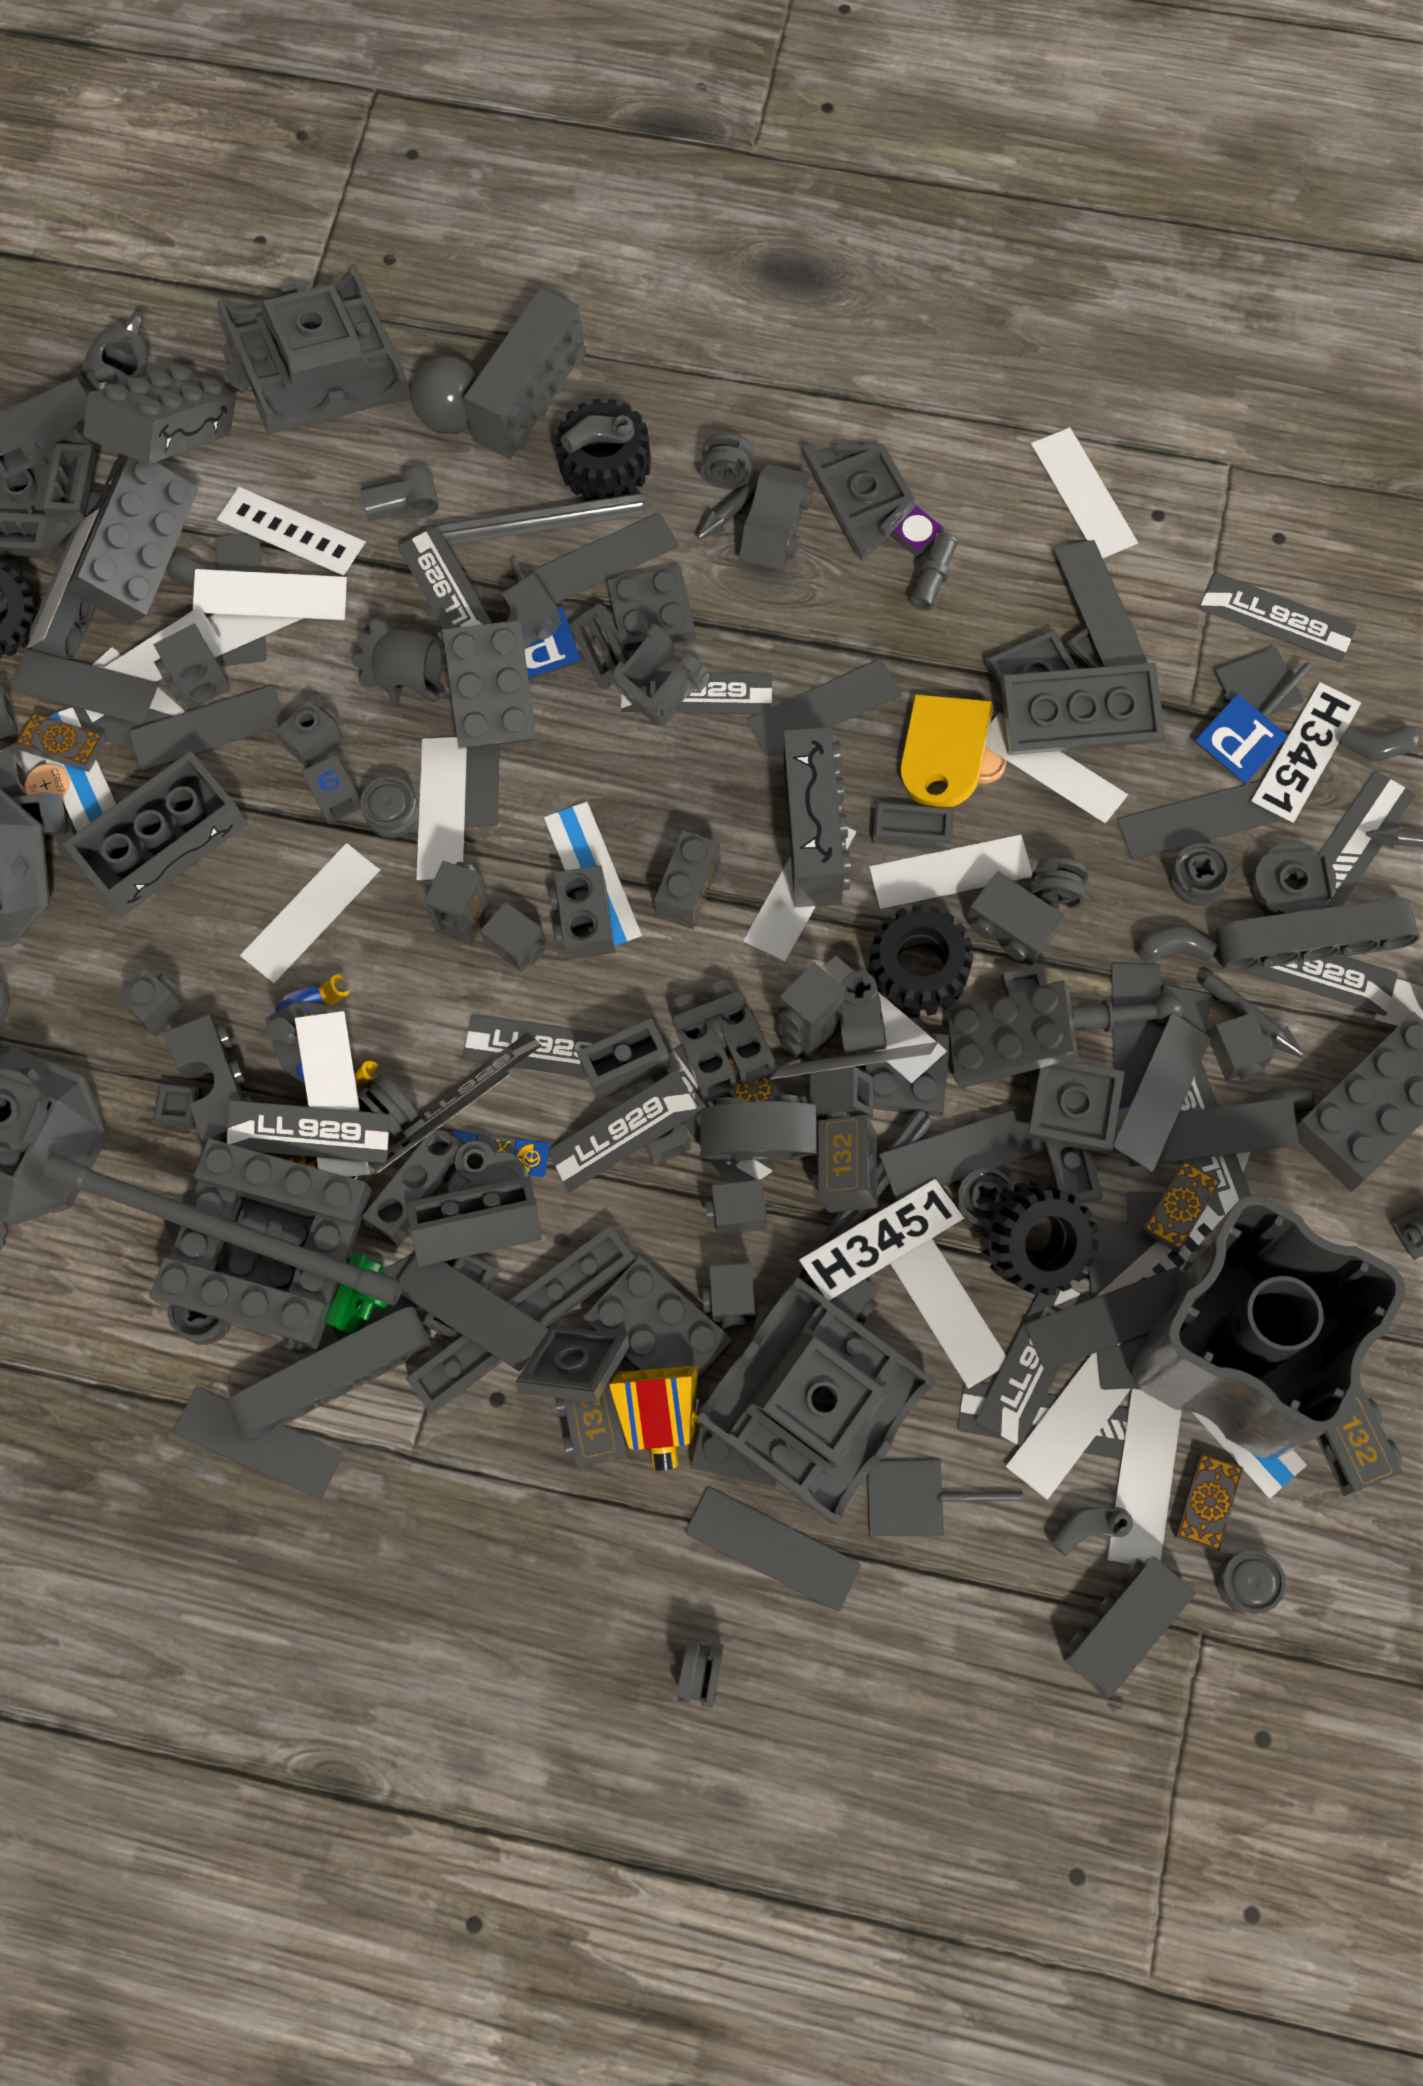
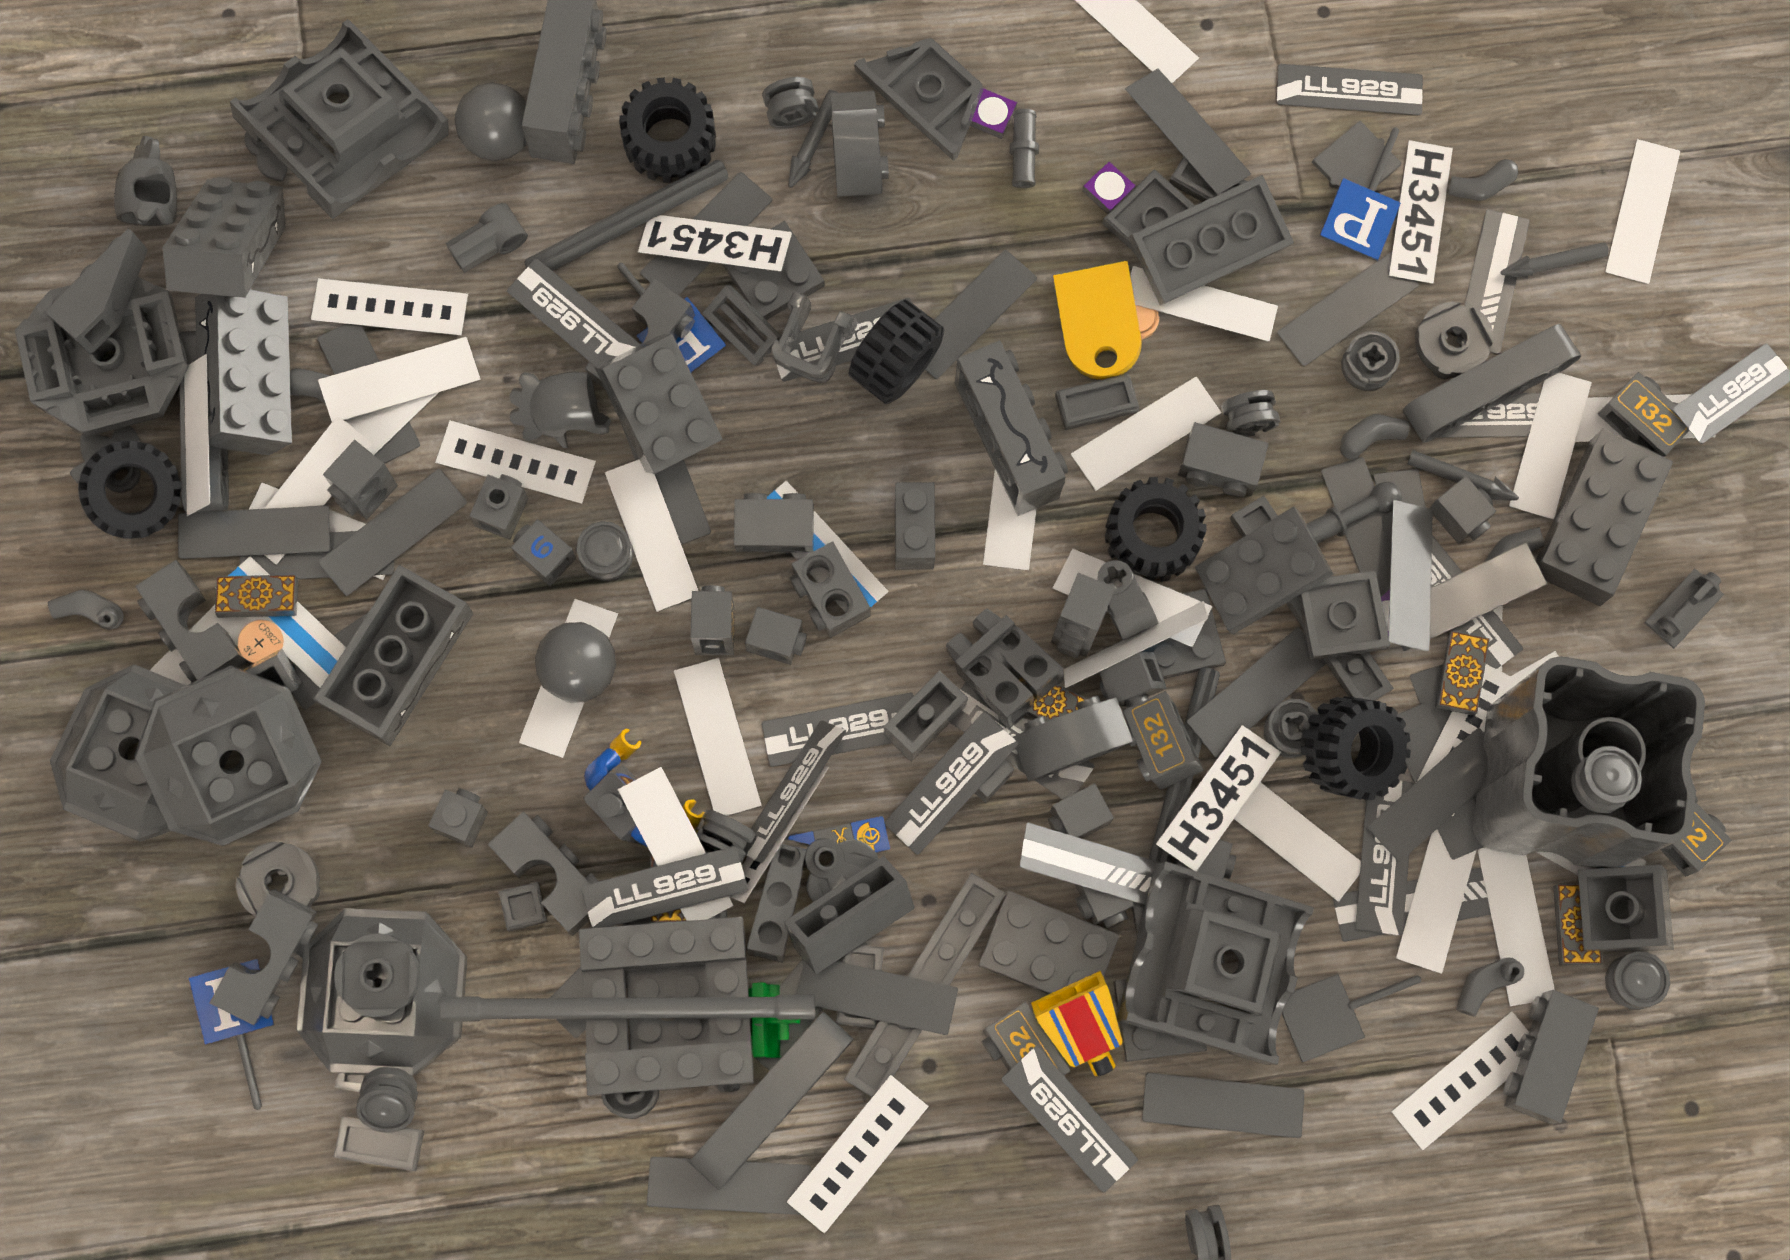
camera: 30 degrees left, 5 degrees up
(316, 896) = (575, 662): none -> dark grey piece
(352, 705) = (529, 463): none -> white sticker
(390, 1457) = (857, 1154): none -> white sticker
(424, 1015) = (717, 737): none -> white sticker
(554, 833) = (774, 523): none -> dark grey brick
(573, 1364) = (993, 1011): dark grey tile -> none
(598, 429) = (664, 114): dark grey arm -> none
(607, 564) = (715, 242): none -> white sticker
(608, 1501) = (1069, 1119): none -> dark grey sticker
(721, 1253) = (1086, 863): none -> sticker
(731, 710) = (896, 351): none -> black tyre
(1001, 631) = (1108, 187): none -> tile
(1027, 1619) = (1462, 1083): none -> white sticker
(1264, 1503) = (1626, 909): none -> dark grey slope
(1265, 1338) = (1606, 779): none -> dark grey wheel
(1357, 1016) = (1550, 444): none -> white sticker

